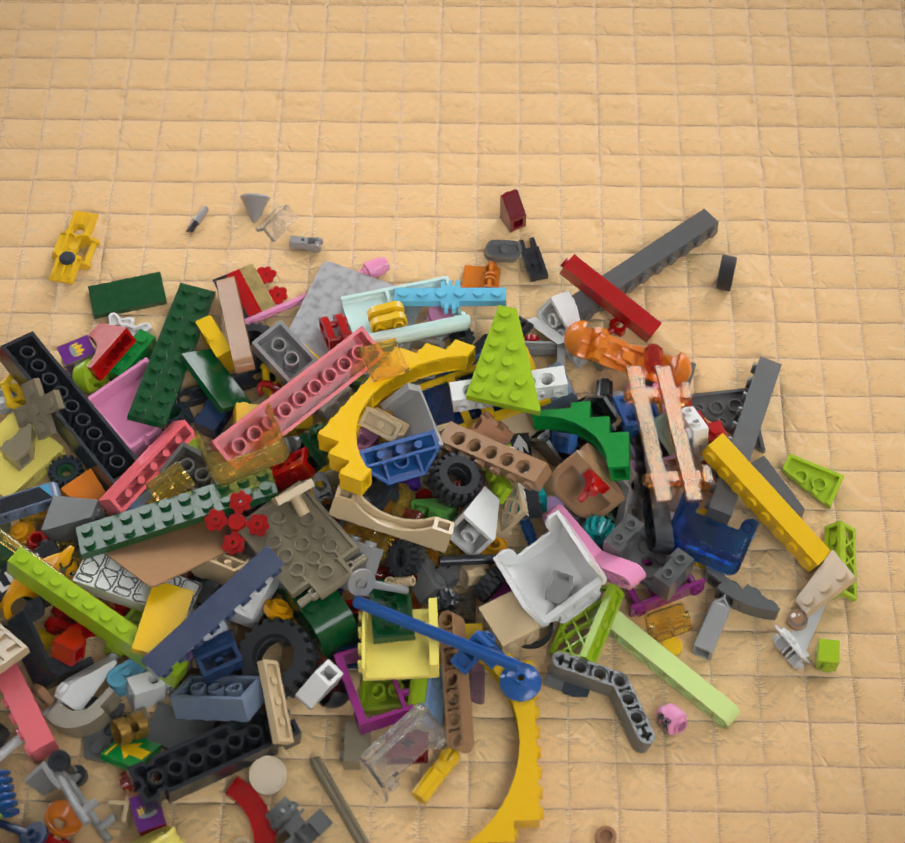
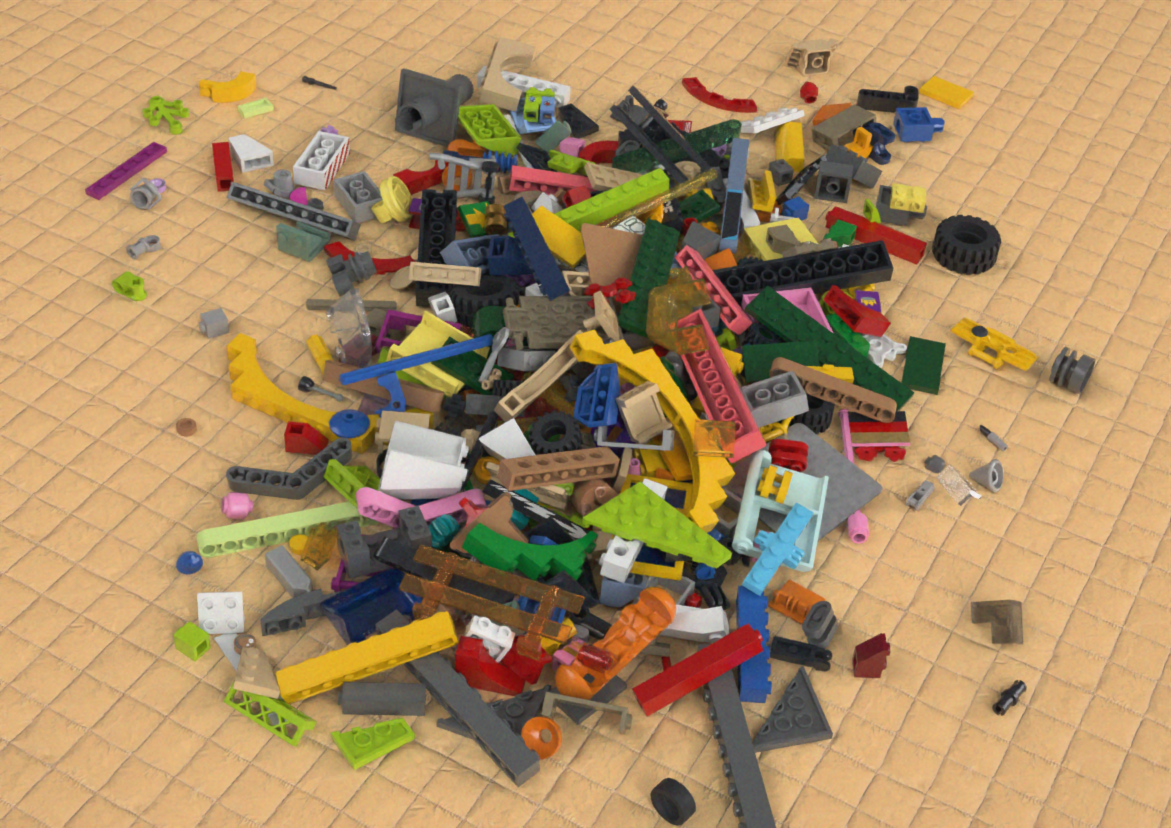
camera: 115 degrees right, 15 degrees down
(83, 180) = (1073, 370): none -> dark grey wheel
(256, 248) = (935, 464): none -> dark grey piece
(412, 152) = (1004, 619): none -> clear smoke panel
(482, 765) = (307, 384): none -> hinge
(484, 130) = (1009, 697): none -> black pin
(537, 291) = (754, 672): none -> blue brick
(560, 714) = (304, 439): none -> red slope
(590, 242) = (795, 718): none -> dark grey tile
(689, 340) = (551, 700): none -> dark tan panel
(732, 372) = (532, 736): none -> orange piece
(756, 712) = (189, 562): none -> blue hat

